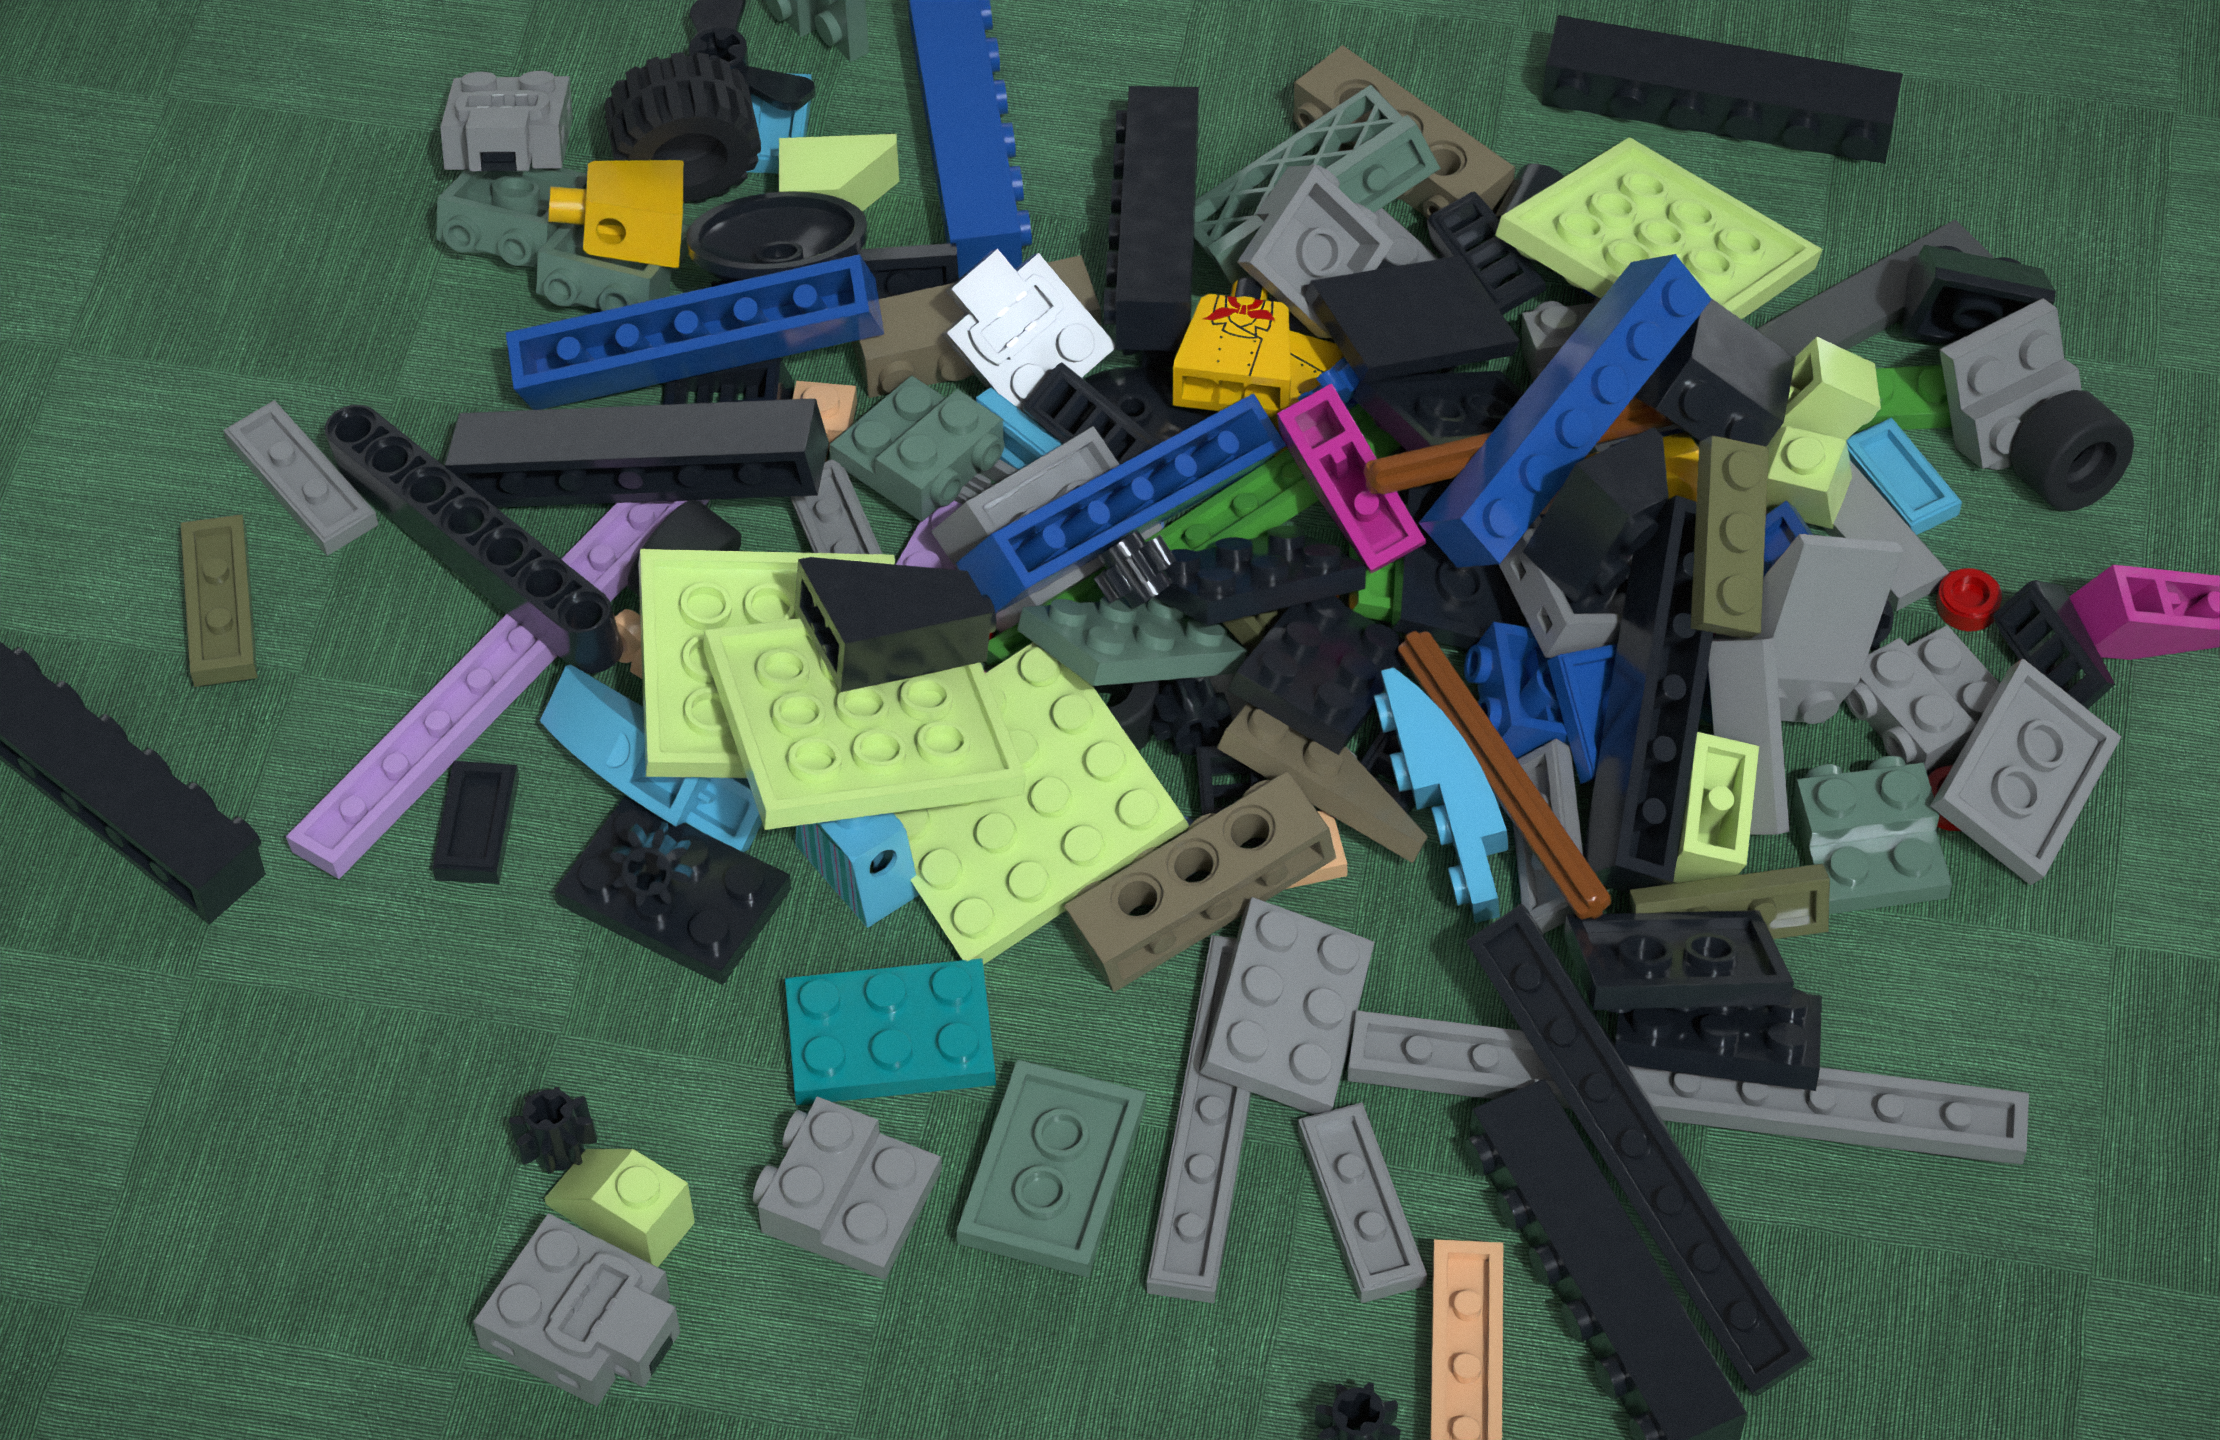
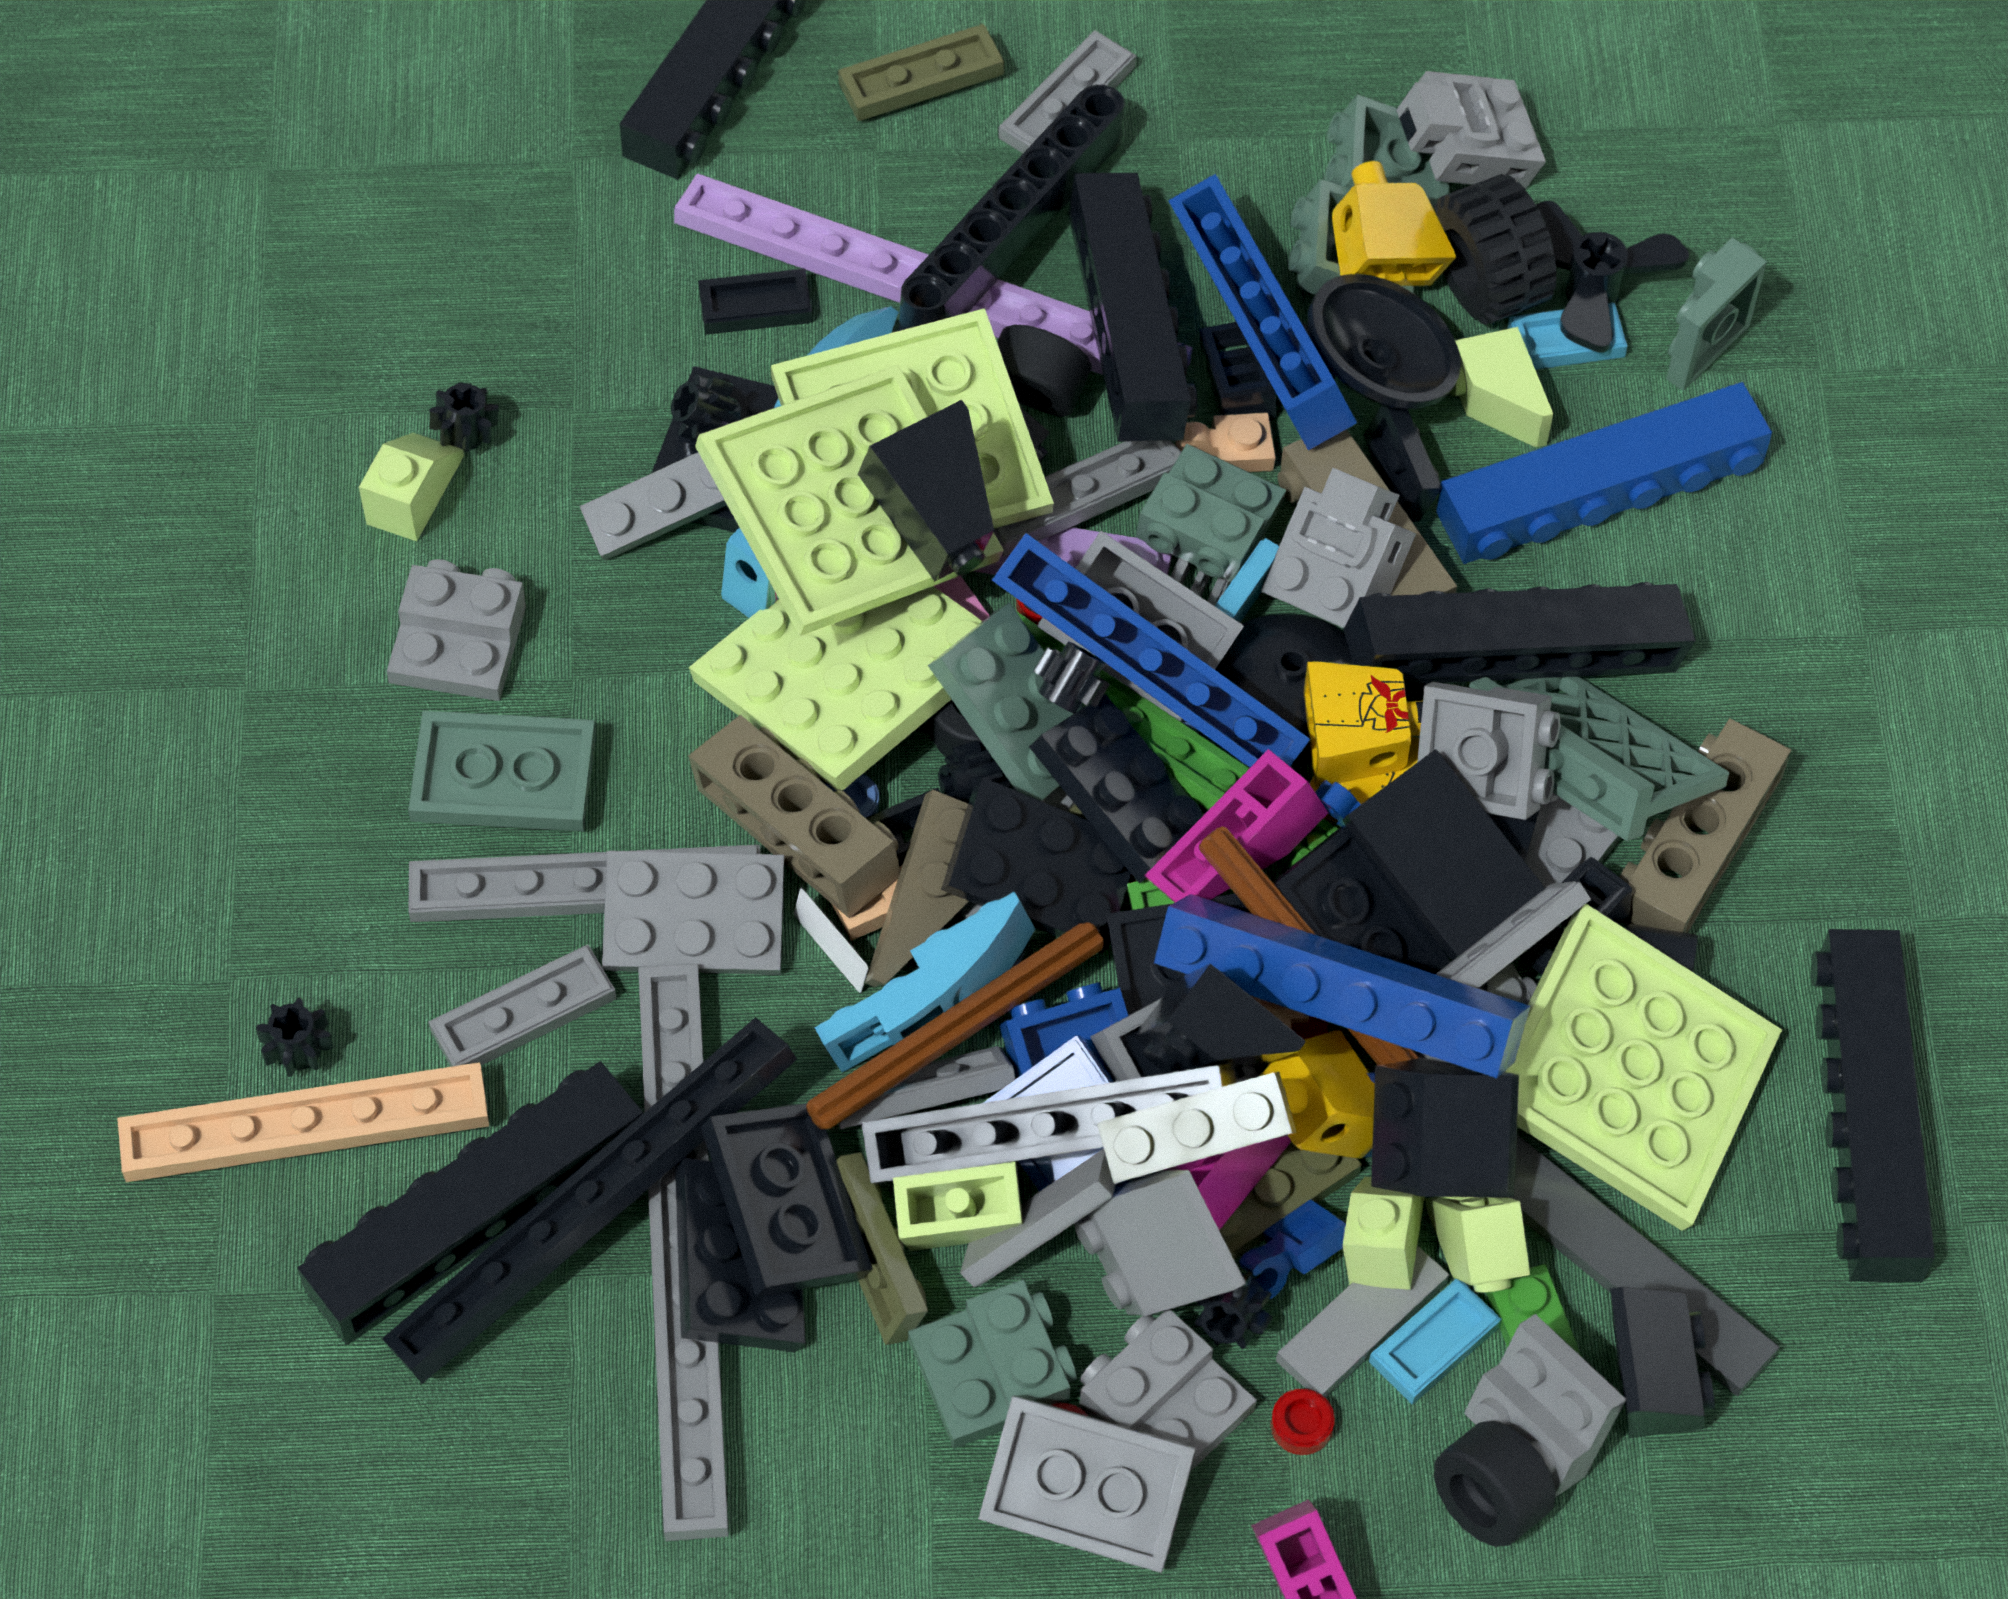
camera: 75 degrees right, 5 degrees up
(579, 1313) = (306, 475): light grey piece -> none
(739, 909) = (652, 506): none -> light grey plate
(890, 1031) = (617, 632): teal plate -> none
(1056, 391) = (1261, 597): black slope -> none
(1351, 887) = (830, 940): none -> white sticker
(1519, 285) = (1516, 934): none -> light grey tile
(2031, 617) = (1256, 1492): black slope -> none

